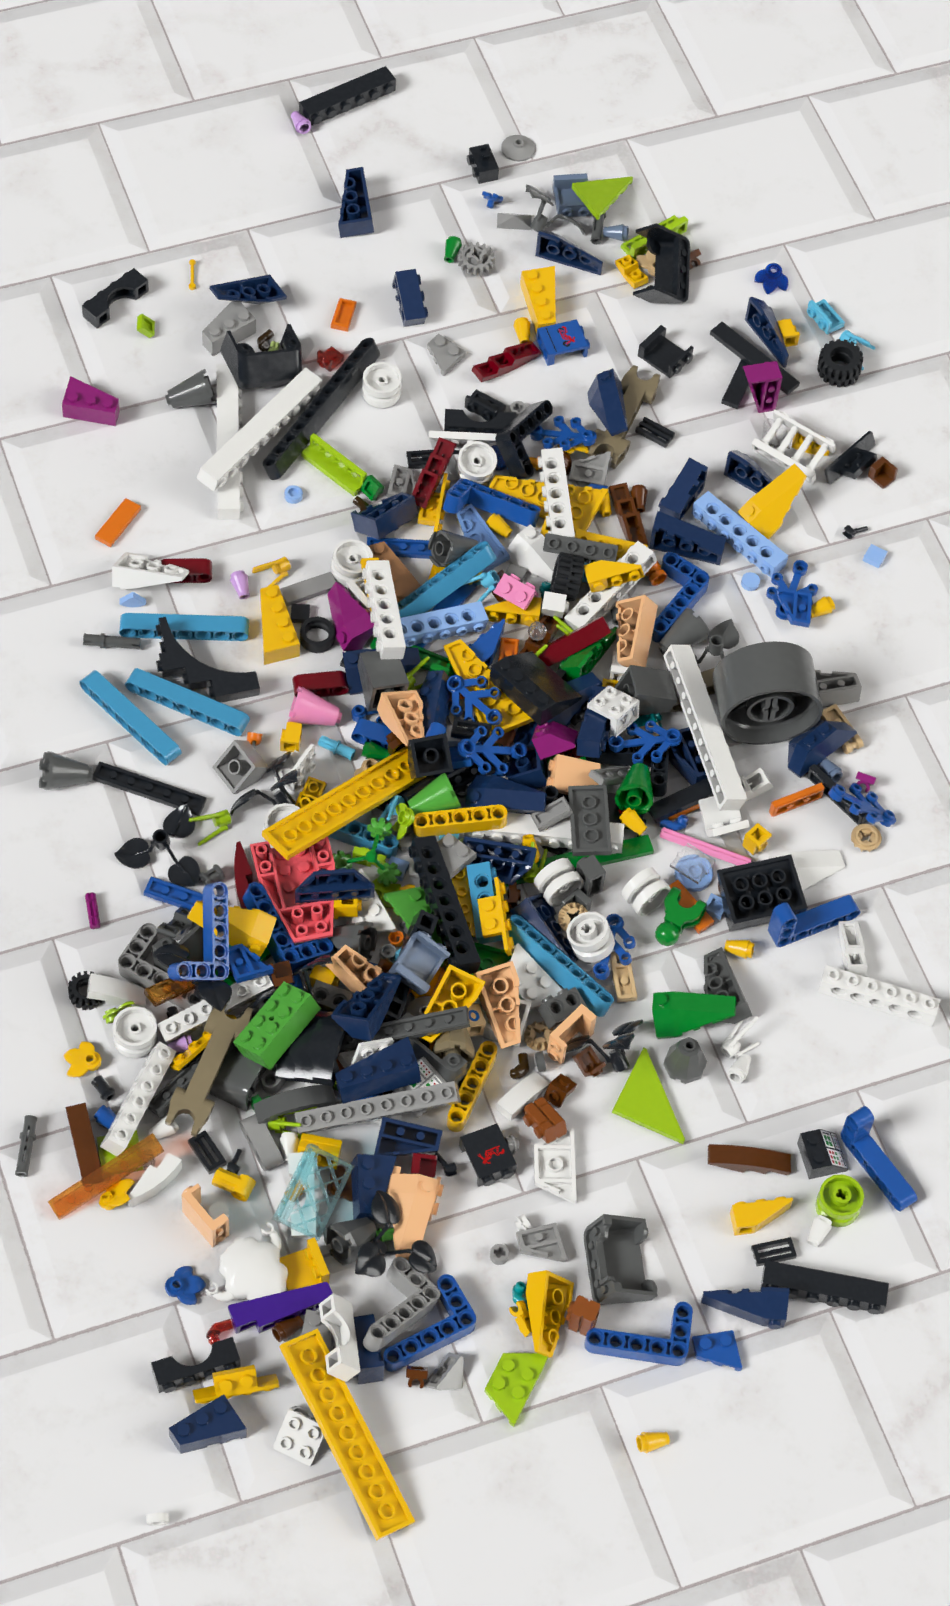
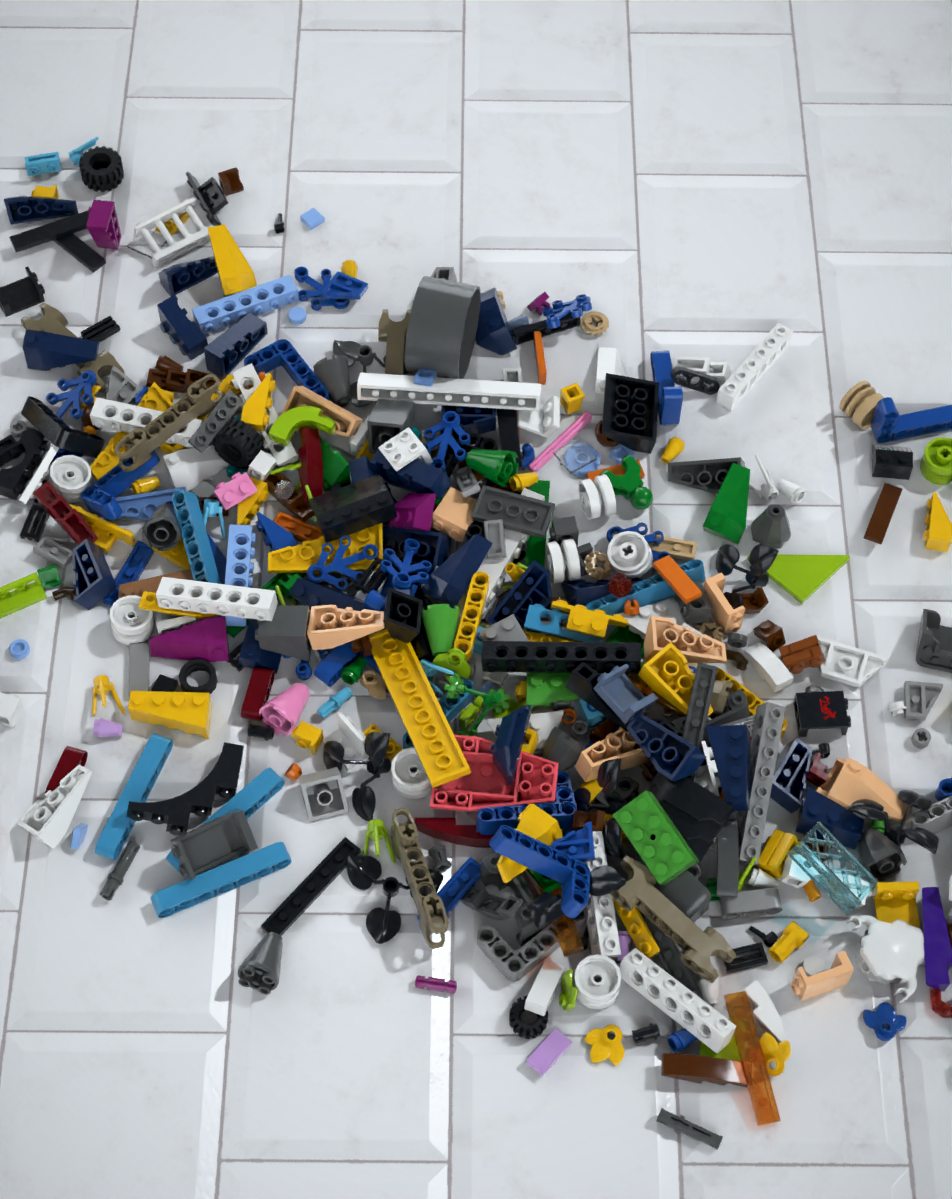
camera: 65 degrees left, 0 degrees up
(58, 1014) = (548, 1052): none -> lavender slope
(151, 875) = (429, 907): none -> dark tan piece
(155, 695) = (213, 843): none -> dark grey panel
(284, 703) = (261, 732): none -> black pin
(528, 500) = (142, 441): none -> dark tan piece
(529, 953) = (631, 608): none -> orange hinge
(546, 934) = (620, 585): none -> clear red gear
(575, 981) = (677, 579): none -> orange tile
(603, 605) = (295, 418): none -> lime arch
(706, 697) = (425, 377): none -> medium blue tile
(833, 934) = (689, 374): none -> black beam
(879, 1100) = (861, 404): none -> tan wheel

